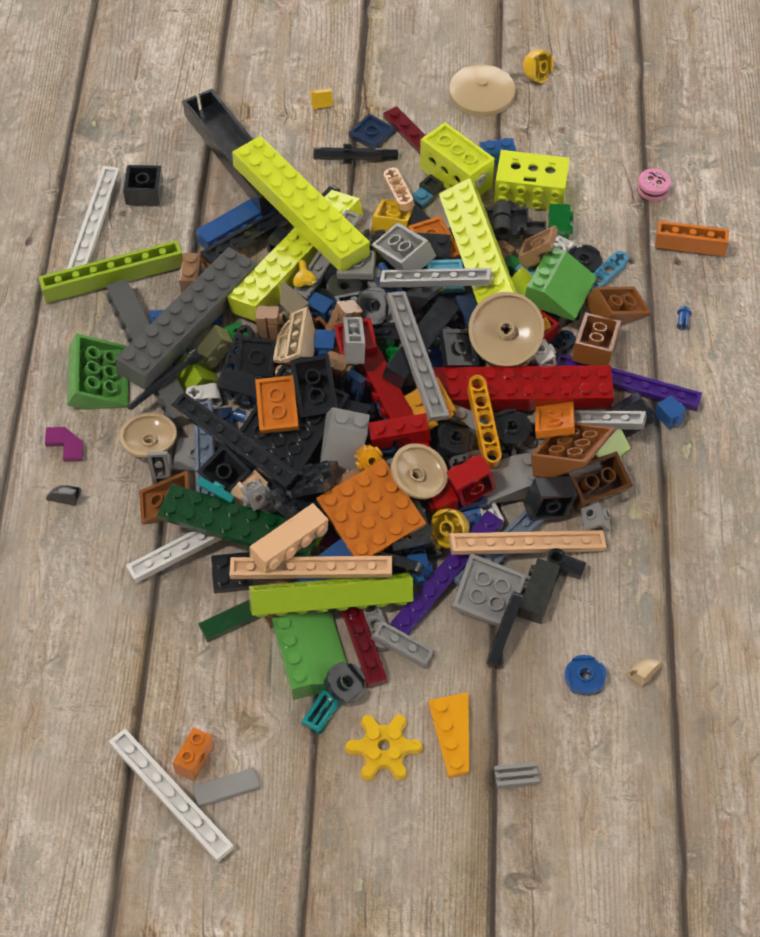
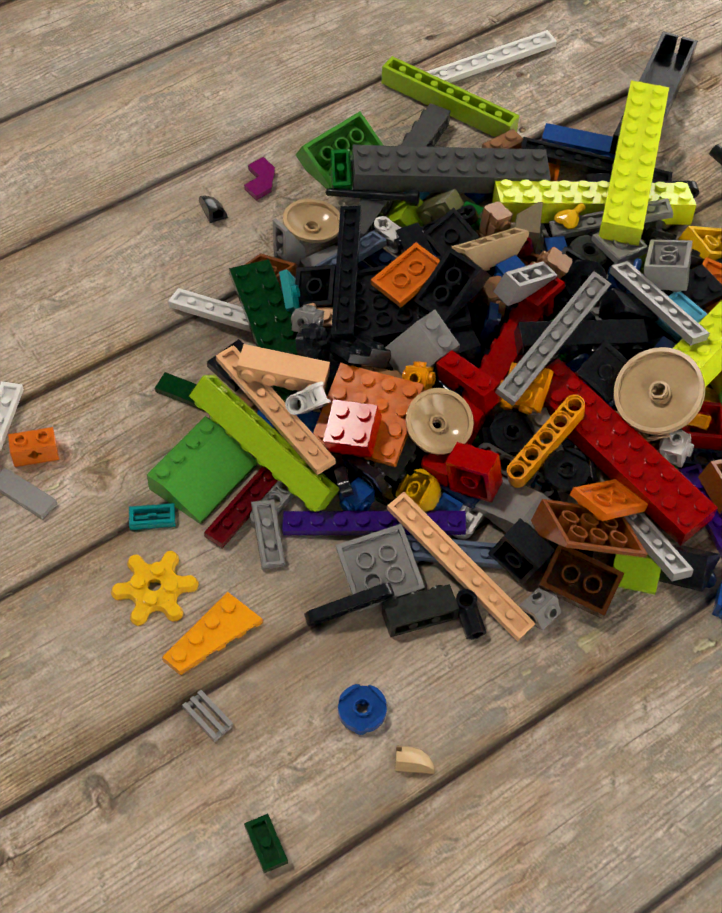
camera: 50 degrees right, 0 degrees up
(121, 384) = (341, 169): none -> green brick
(143, 185) = (555, 64): black brick -> none
(331, 536) = (311, 398): none -> white piece
(338, 690) = (197, 523): black plate -> none
(382, 526) = (352, 428): none -> brick
(641, 797) = (266, 843): none -> dark green plate

